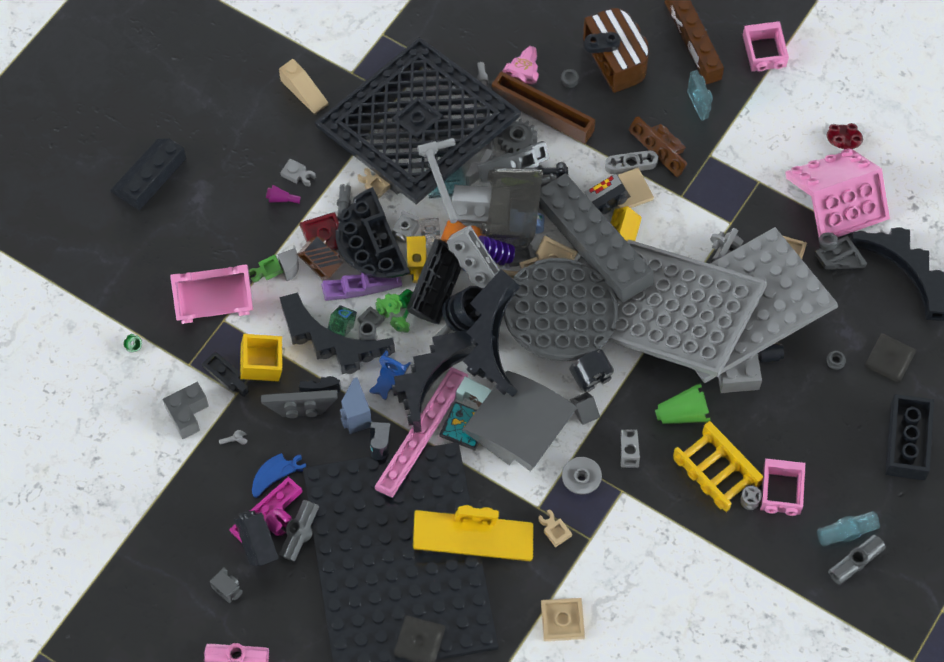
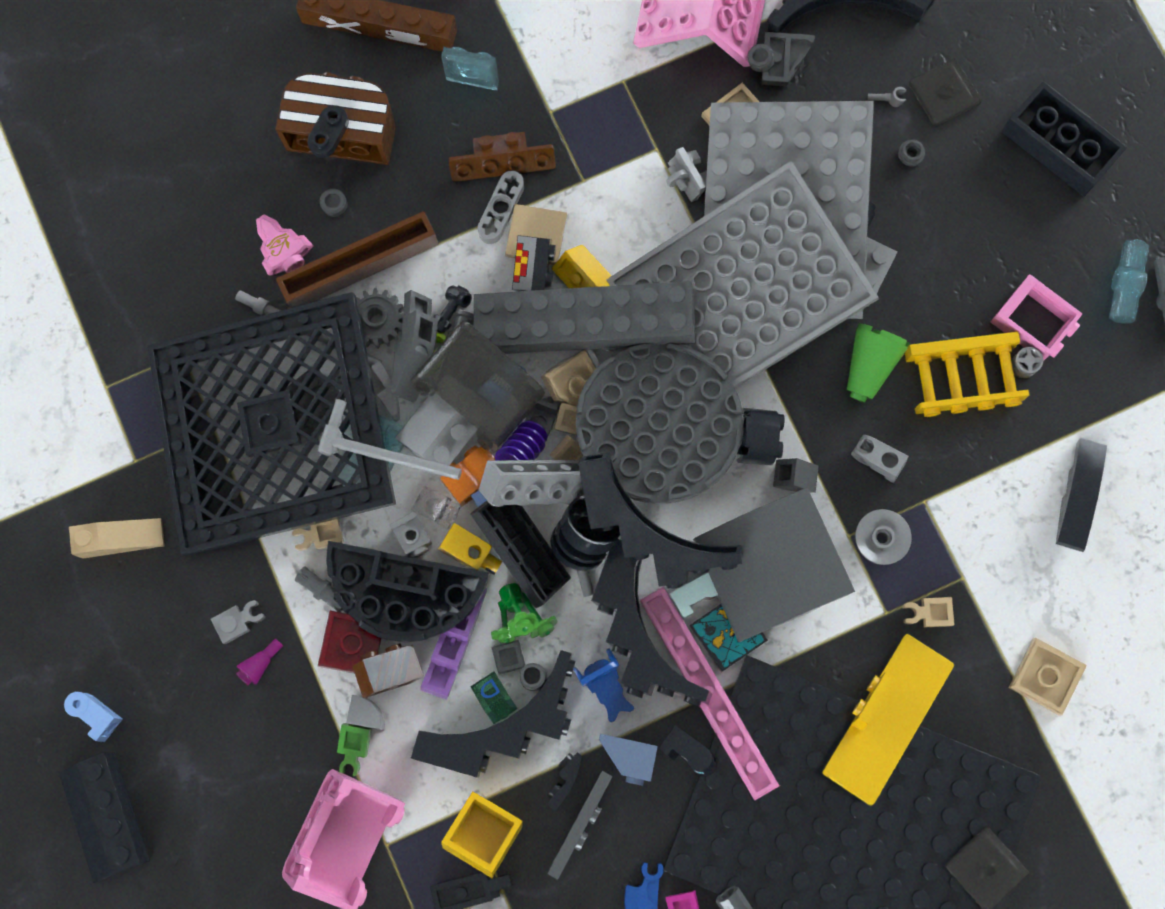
camera: 55 degrees left, 15 degrees up
(200, 136) = (93, 713): none -> light blue leg
(689, 573) = (1081, 495): none -> black slope
(862, 328) = (891, 97): none -> light grey hand

